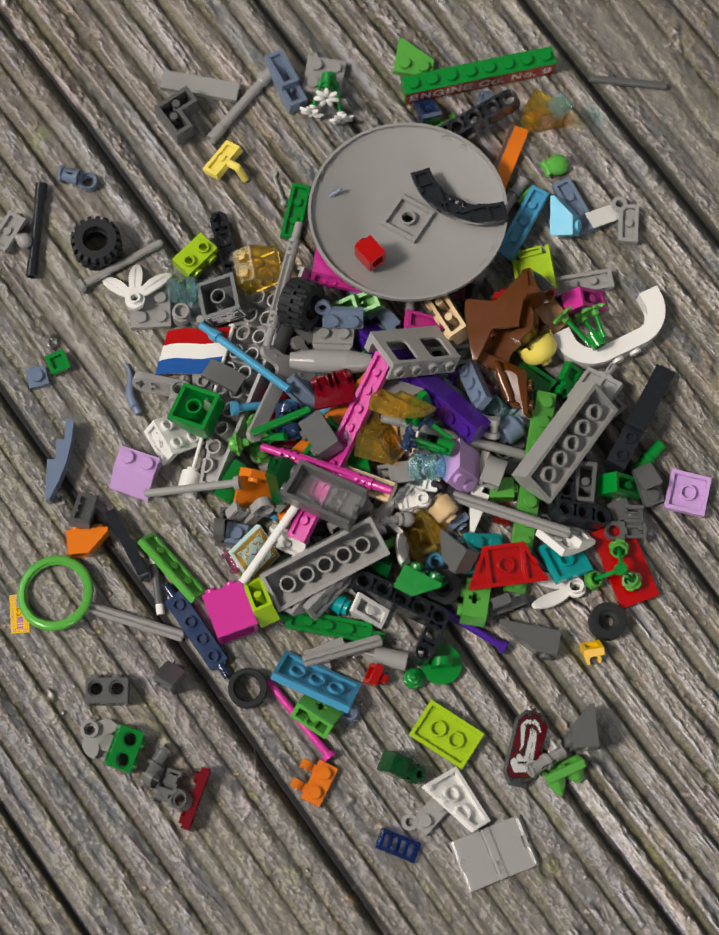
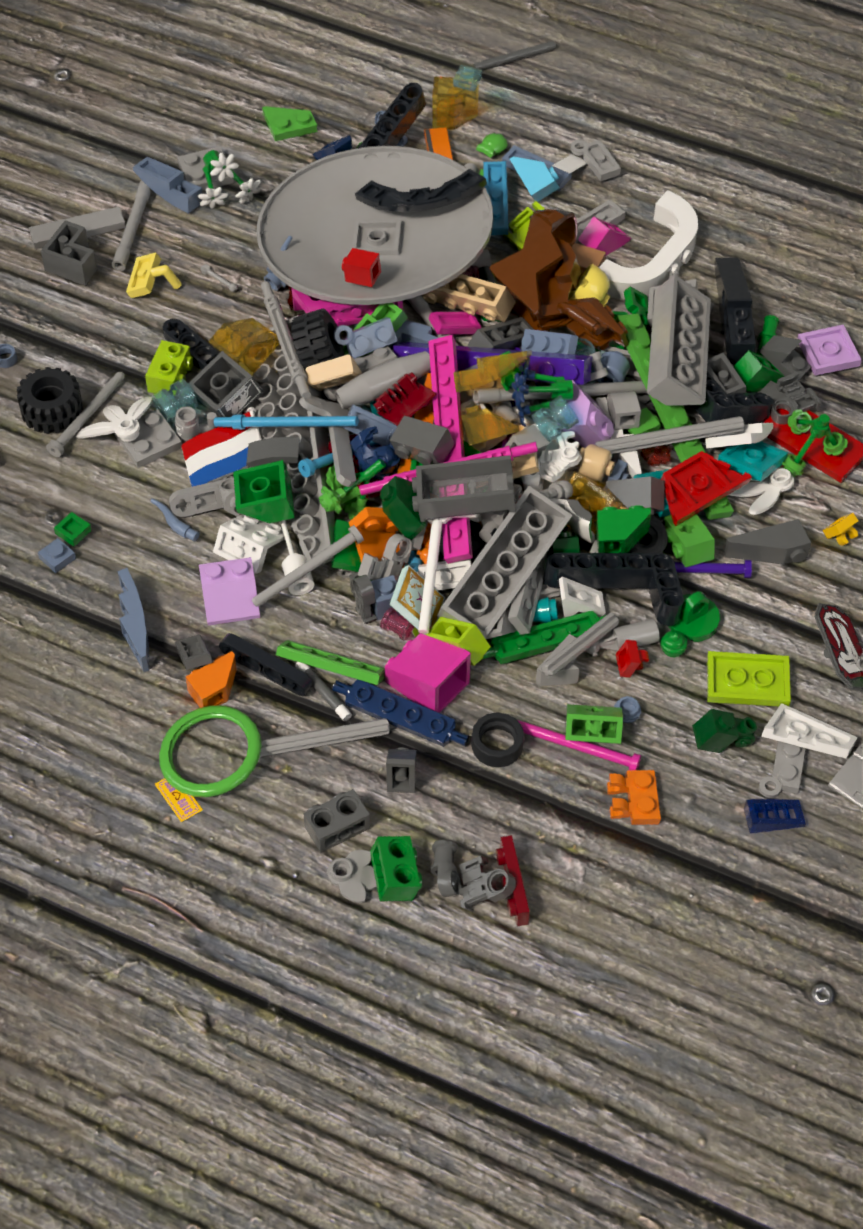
camera: 25 degrees left, 20 degrees down
(280, 421) = (368, 448): green bar -> none
(295, 209) = (250, 289): green tile -> none
(297, 336) = (332, 372): none -> tan slope
(316, 682) = (566, 692): dark azure plate -> none
(416, 340) = (471, 332): light grey window -> none
(478, 74) = (360, 104): green brick -> none
(504, 604) = (724, 523): dark grey piece -> none
(595, 337) = (641, 252): plant -> none
(607, 609) = (840, 483): black tyre -> none

